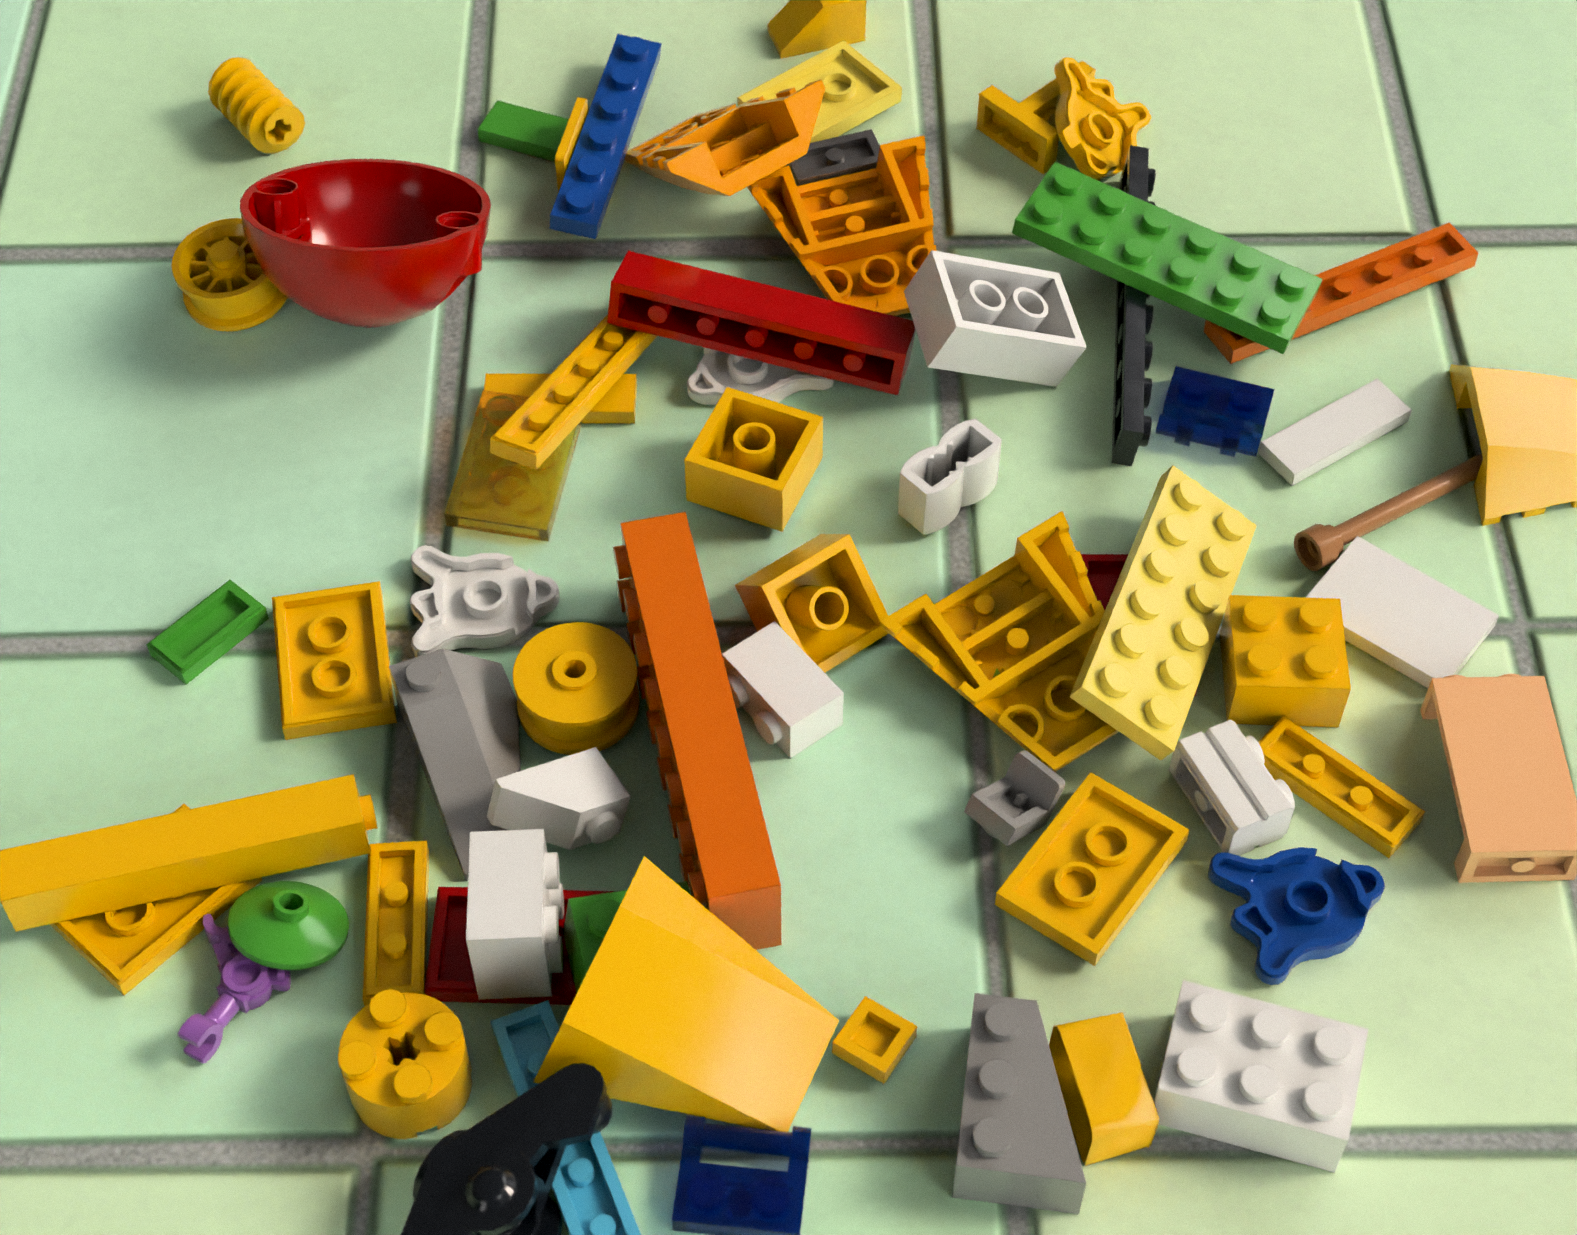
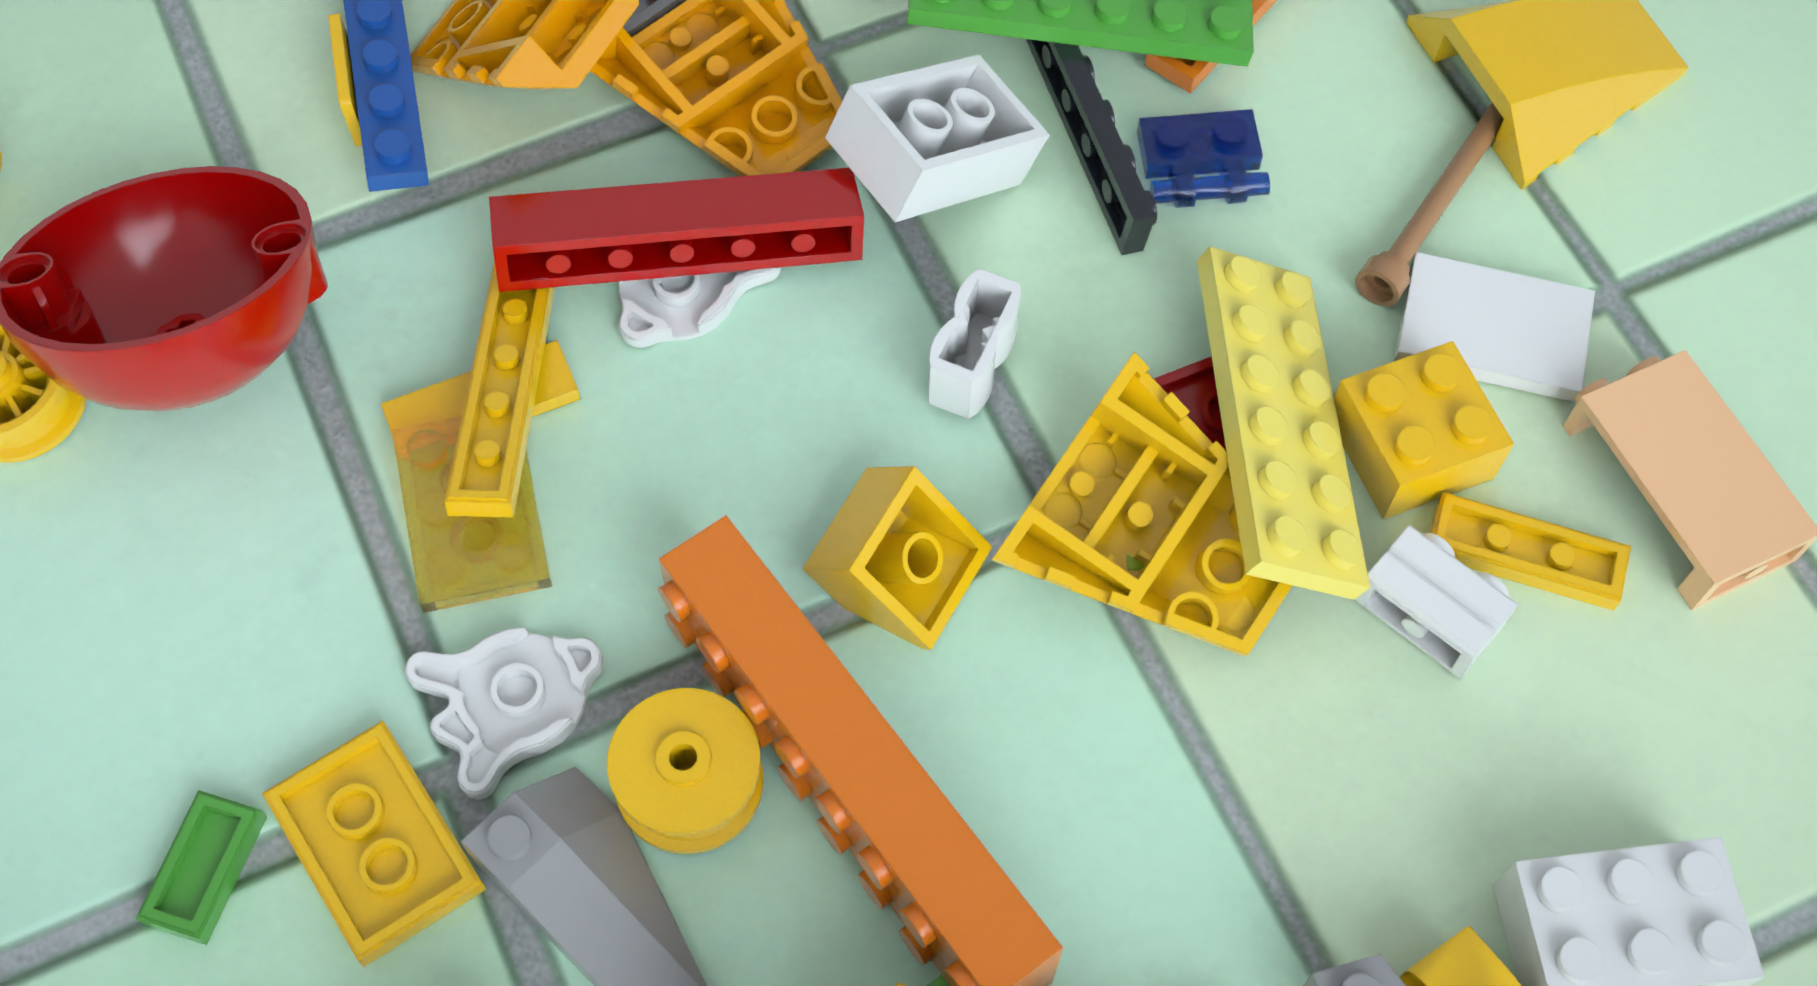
camera: 25 degrees left, 10 degrees up
(523, 130) = (277, 72): bright green tile -> none
(569, 798) = (742, 921): white slope -> none
(754, 458) = (748, 402): yellow brick -> none
(783, 690) = (916, 674): white brick -> none
(1018, 801) = (1227, 707): light grey bracket -> none
(1091, 868) = (1339, 754): yellow plate -> none
(1296, 905) = (1559, 707): blue tile -> none
(1334, 432) = (1332, 136): white tile -> none

